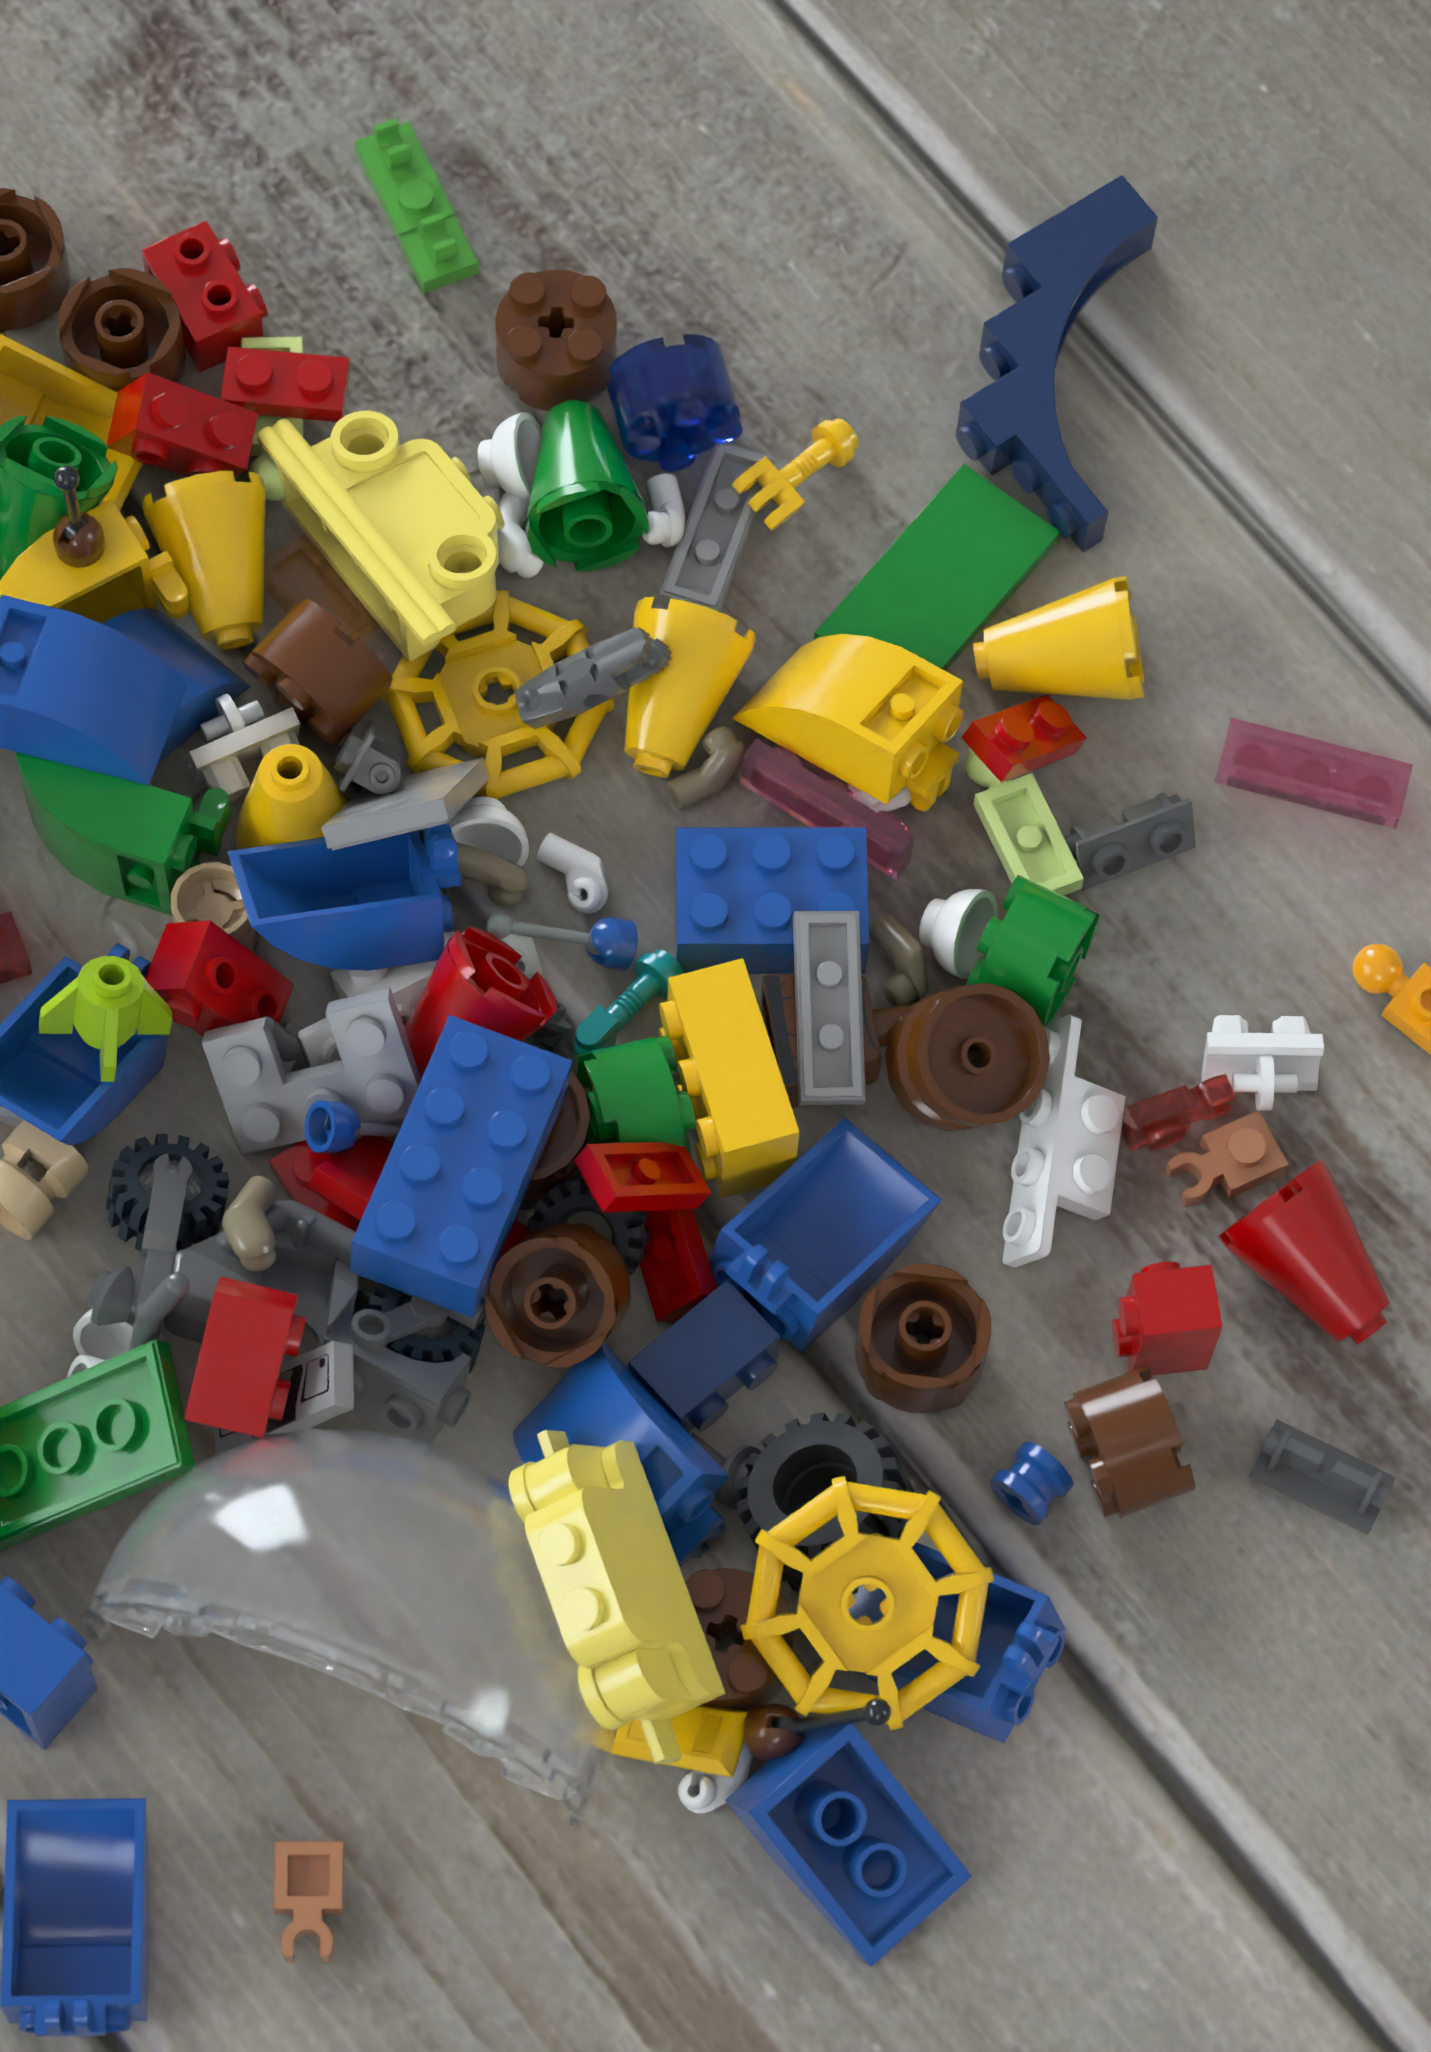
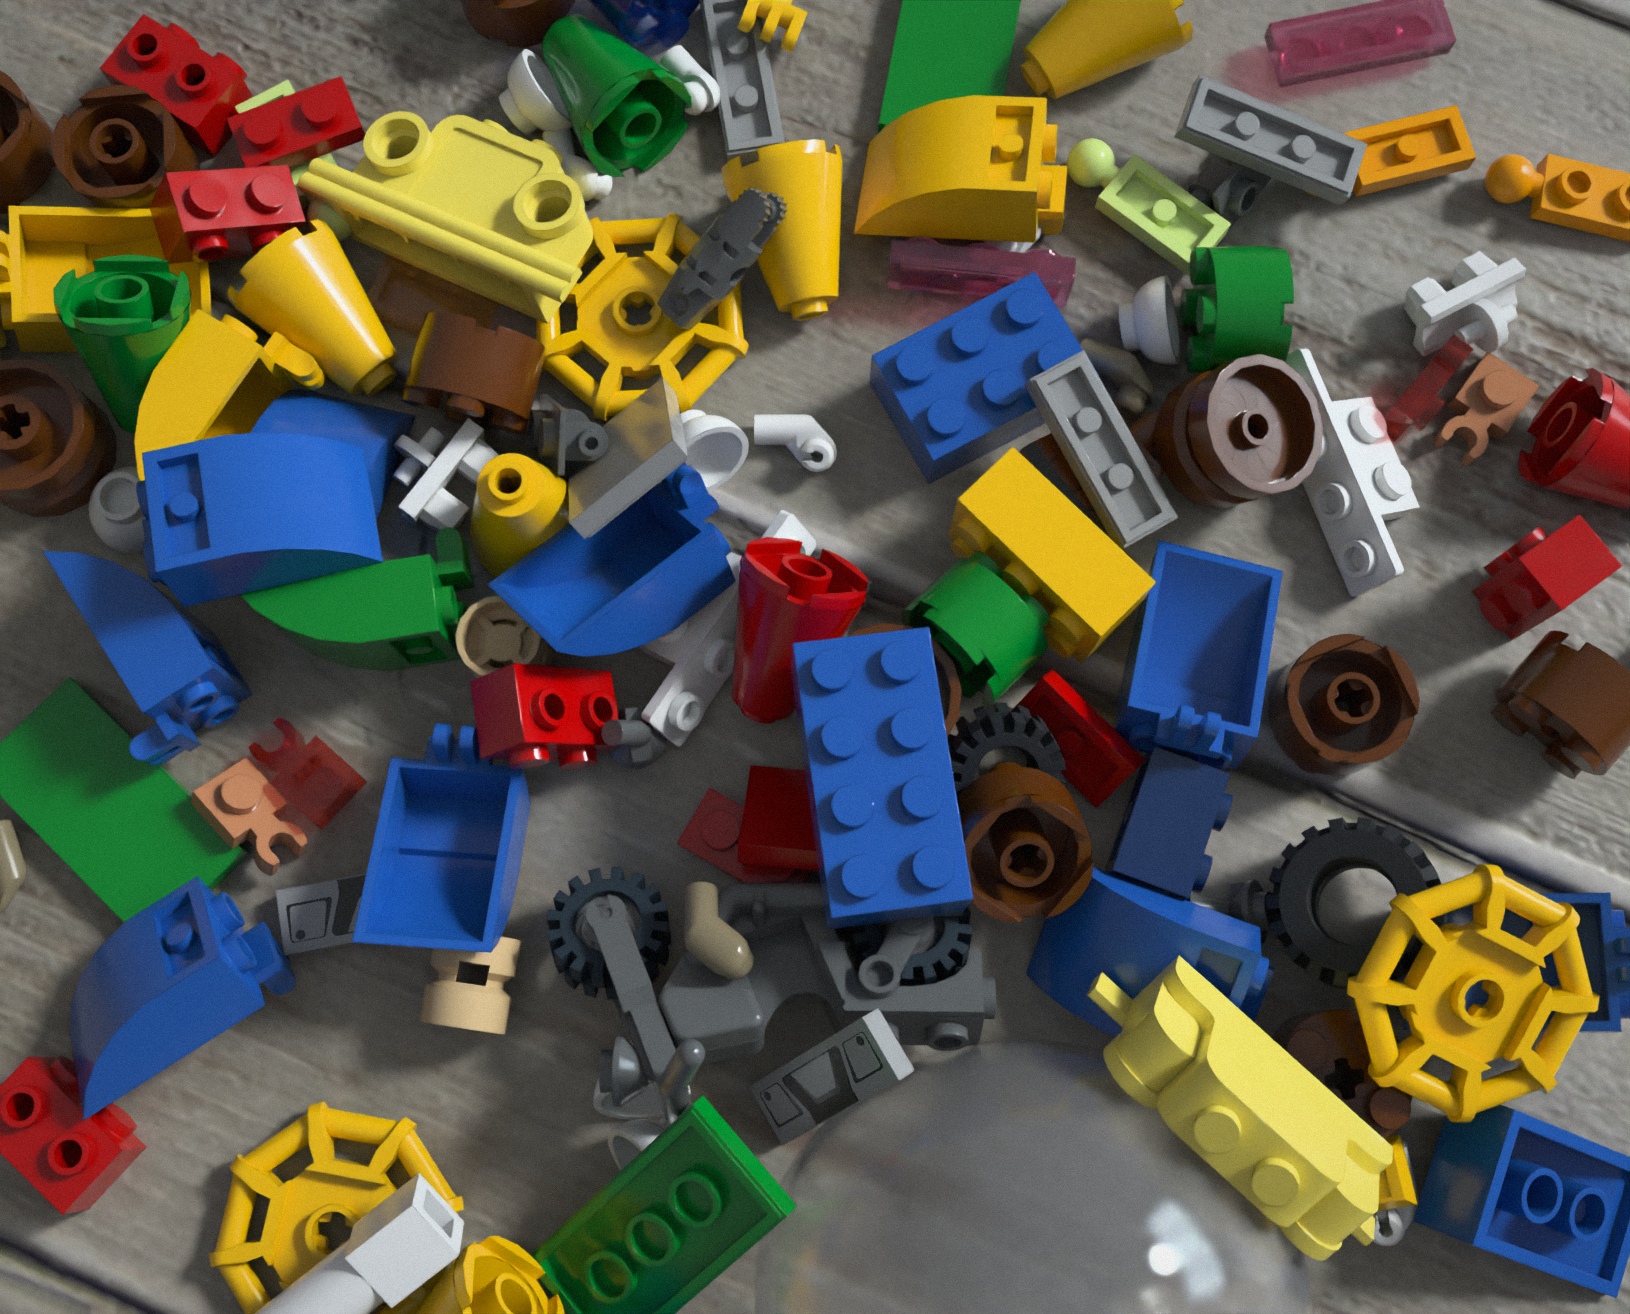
camera: 25 degrees left, 10 degrees up
(82, 530) = (190, 353): reddish brown hinge -> none
(107, 1008) = (462, 797): lime brick -> none
(242, 1357) = (784, 1075): red brick -> none
(271, 1106) = (733, 734): light grey plate -> none
(335, 1127) = (737, 794): blue hinge -> none
(502, 875) = (736, 476): dark tan arm -> none
(603, 1024) = (918, 495): teal hinge -> none
(608, 943) = (862, 488): hinge -> none
(641, 1177) = (1035, 697): red plate -> none
(713, 774) = (863, 292): dark tan arm -> none
(785, 1737) = (1434, 1140): hinge -> none
(1024, 737) = (1112, 125): red plate -> none
(1031, 1483) = (1500, 783): blue wheel -> none
(1154, 819) = (1270, 140): none -> light grey tile
(1276, 891) = (1412, 150): none -> light orange plate

